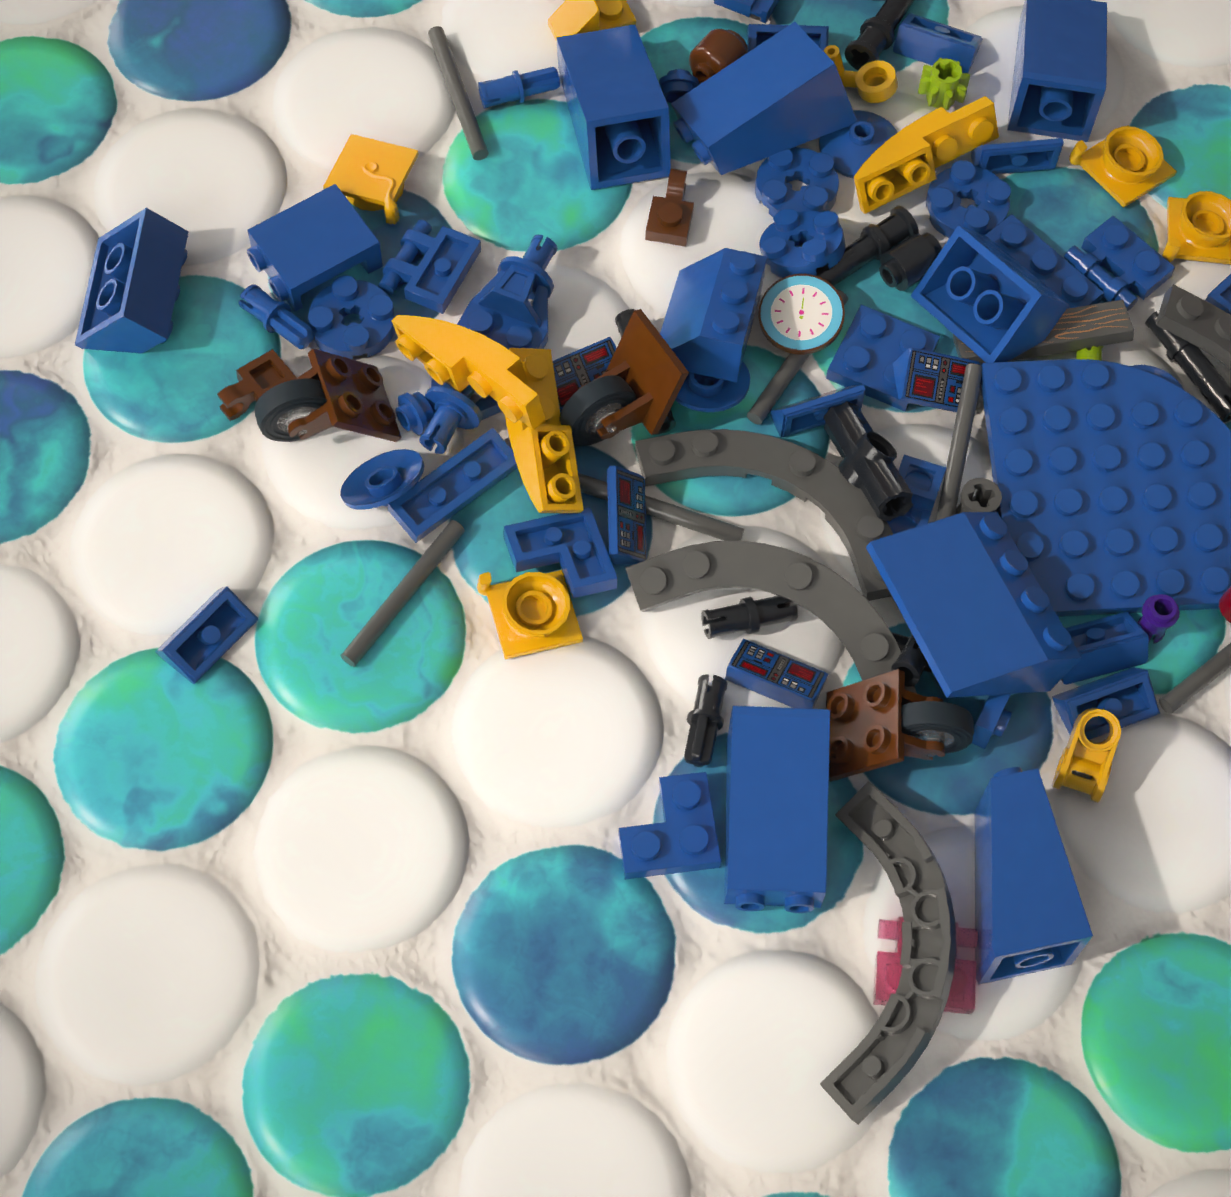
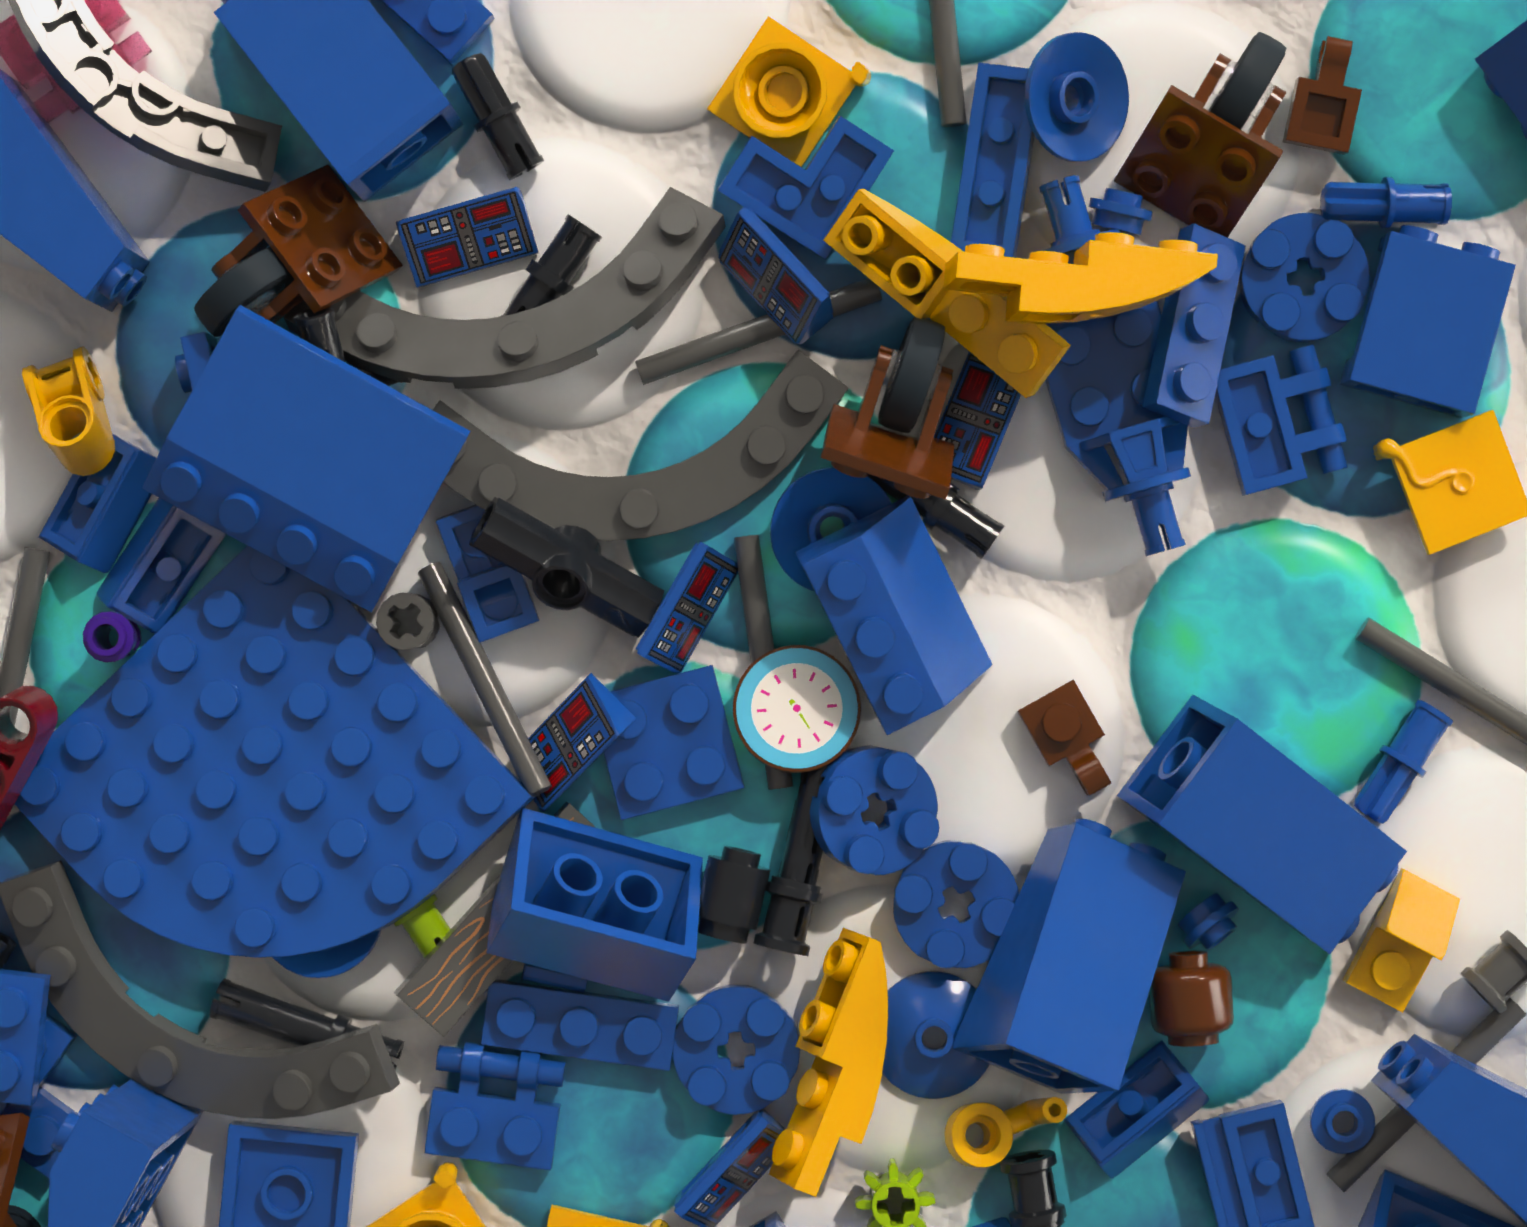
camera: 145 degrees right, 25 degrees up
(458, 305) = (1194, 334): none -> blue plate

